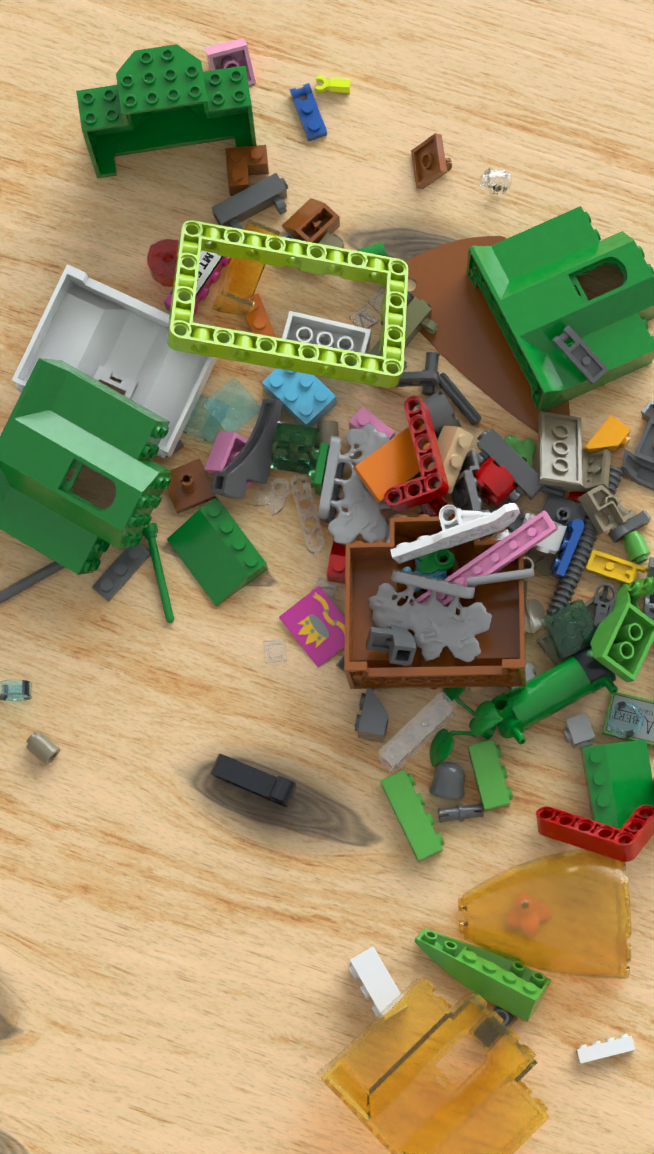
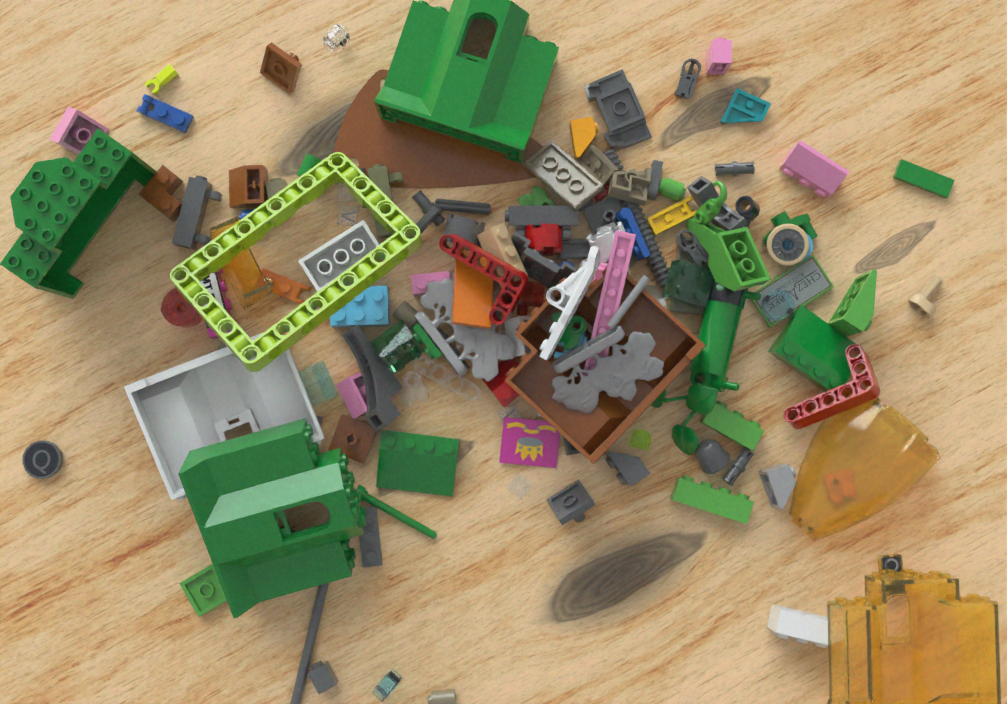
camera: 55 degrees left, 10 degrees up
(232, 405) = (326, 359): clear light blue slope -> none
(275, 789) = (613, 572): black beam -> none
(299, 702) = (571, 503): none -> dark grey tile
(395, 641) = (599, 409): dark grey brick -> none
(405, 712) = (640, 439): none -> clear neon green tile
(417, 733) = (665, 448): clear fence -> none
(478, 854) = (778, 483): none -> light grey slope
(491, 976) = (856, 547): bright green wedge -> none
(579, 731) = (756, 341): light grey brick -> none
(580, 355) = (519, 101): dark grey plate -> none
(601, 1050) = (968, 517): white piece -> none

